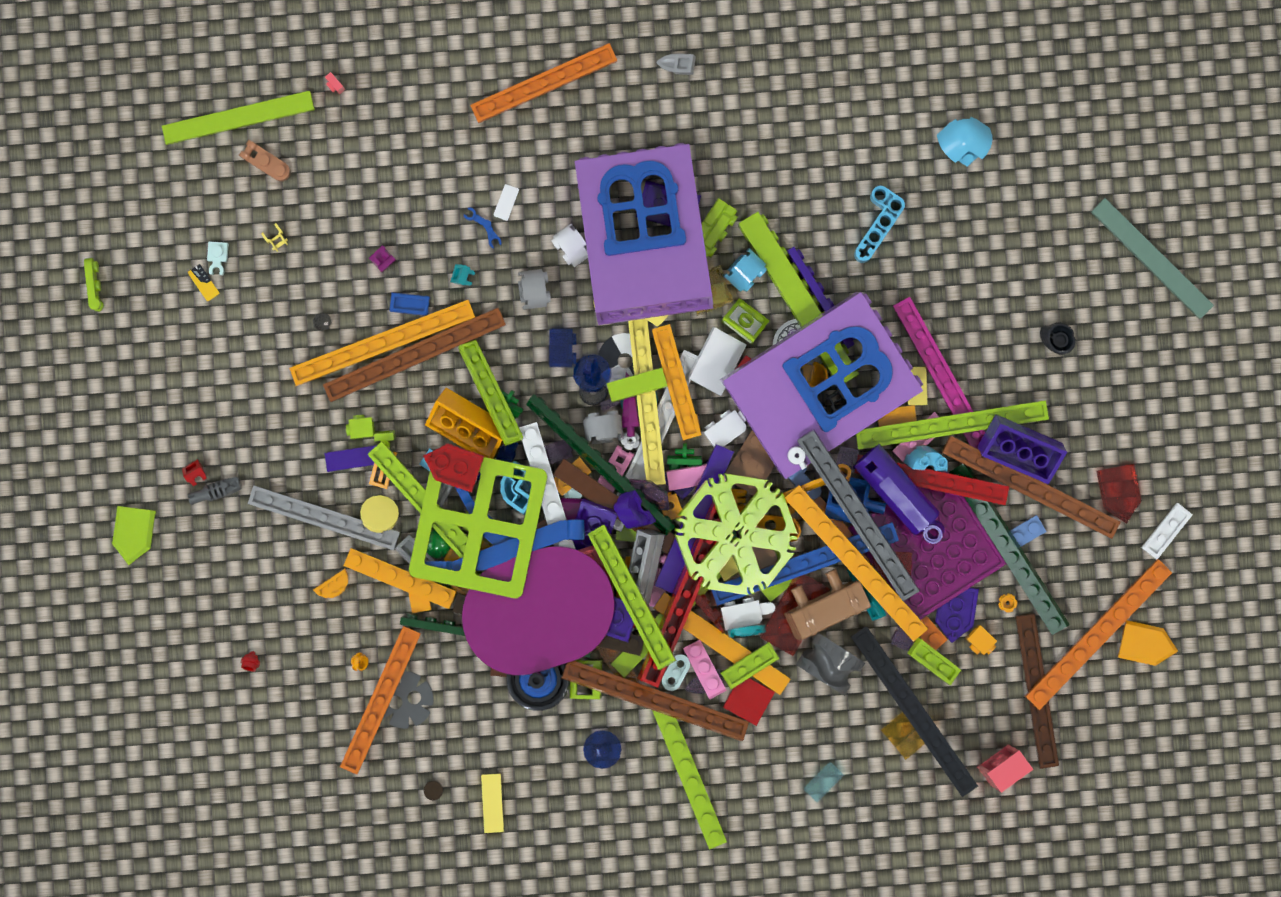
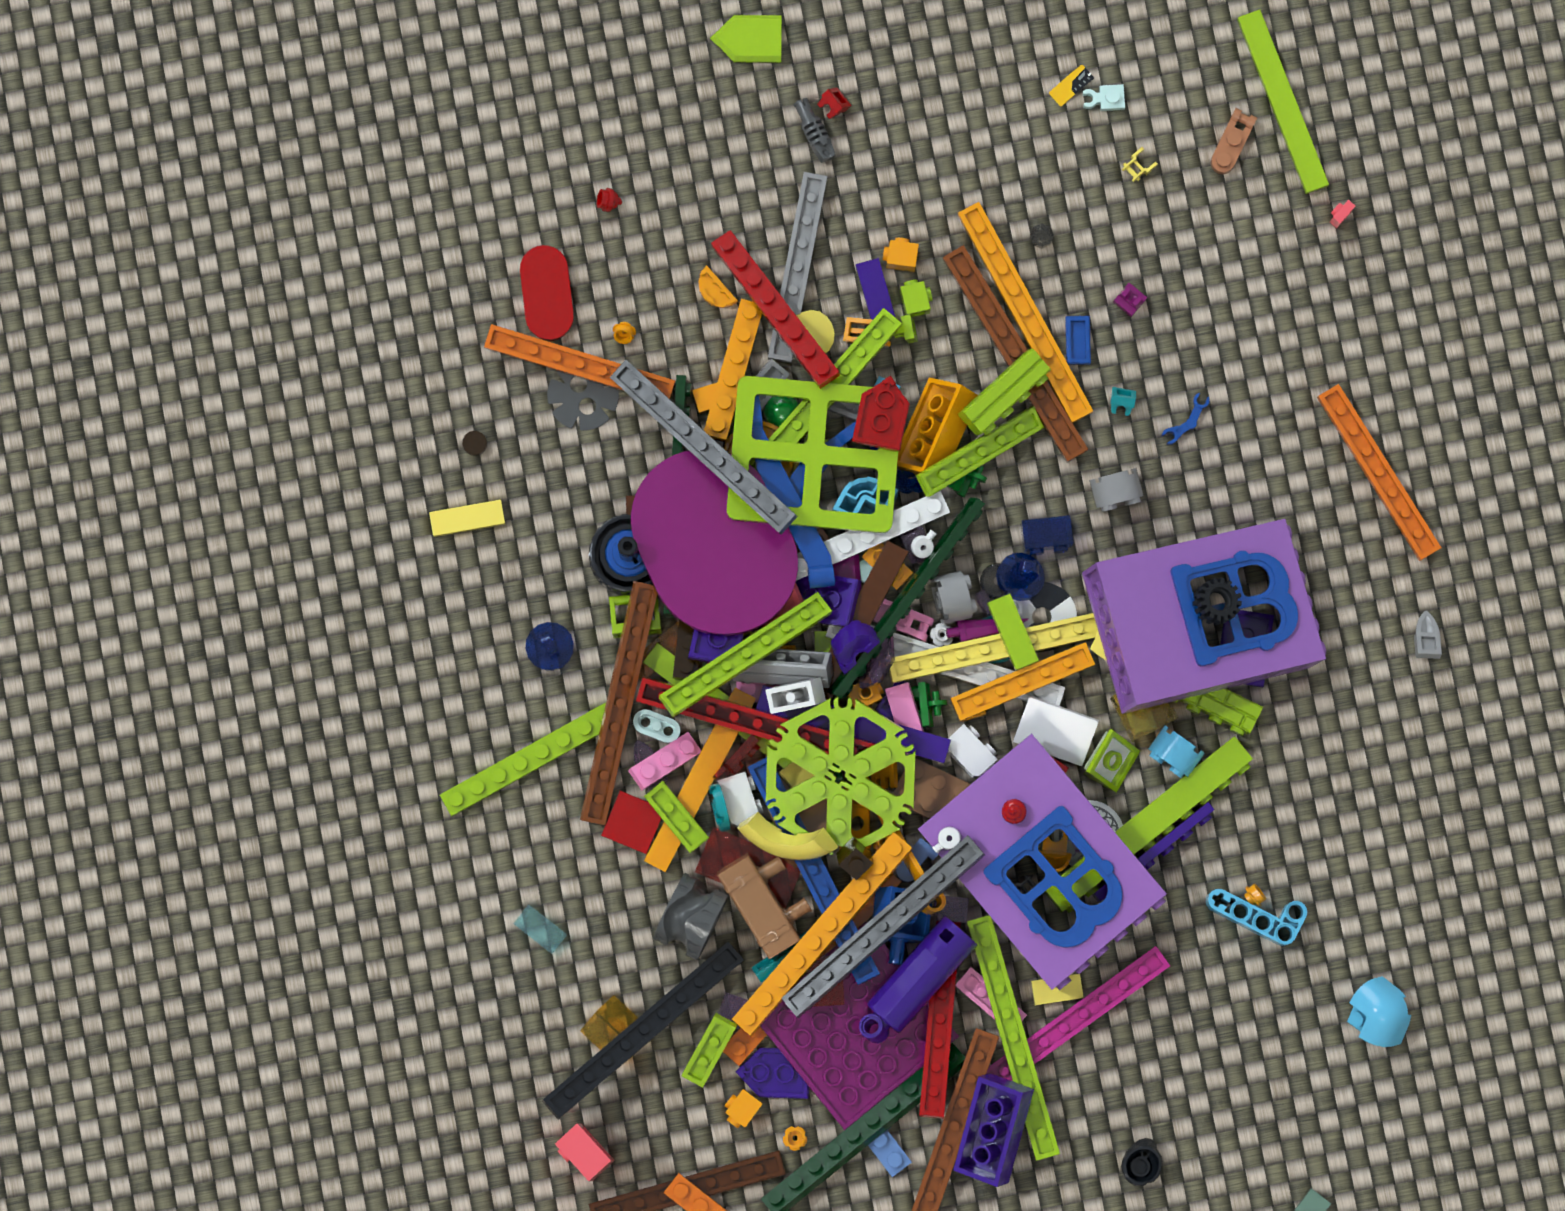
camera: 80 degrees right, 5 degrees down
(319, 719) = (546, 292): none -> red tile
(324, 434) = (901, 255): none -> light orange brick
(356, 540) = (775, 309): none -> red plate
(446, 367) = (1004, 392): none -> lime brick
(462, 610) = (703, 447): none -> plate
(506, 202) = (1222, 444): white sticker -> none
(557, 444) = (924, 540): none -> white piece
(572, 245) = (1180, 529): white cylinder -> none
(635, 211) = (1205, 607): none -> black tyre
(668, 561) = (795, 695): none -> white brick
(781, 590) = (783, 845): none -> light yellow brick
(782, 402) = (1014, 811): none -> red plate
(802, 531) = (854, 858): none -> dark brown brick
(862, 224) = (1254, 895): none -> light orange plate
(898, 415) = (1016, 968): light orange tile -> none
(924, 457) = (969, 1009): medium azure cylinder -> none

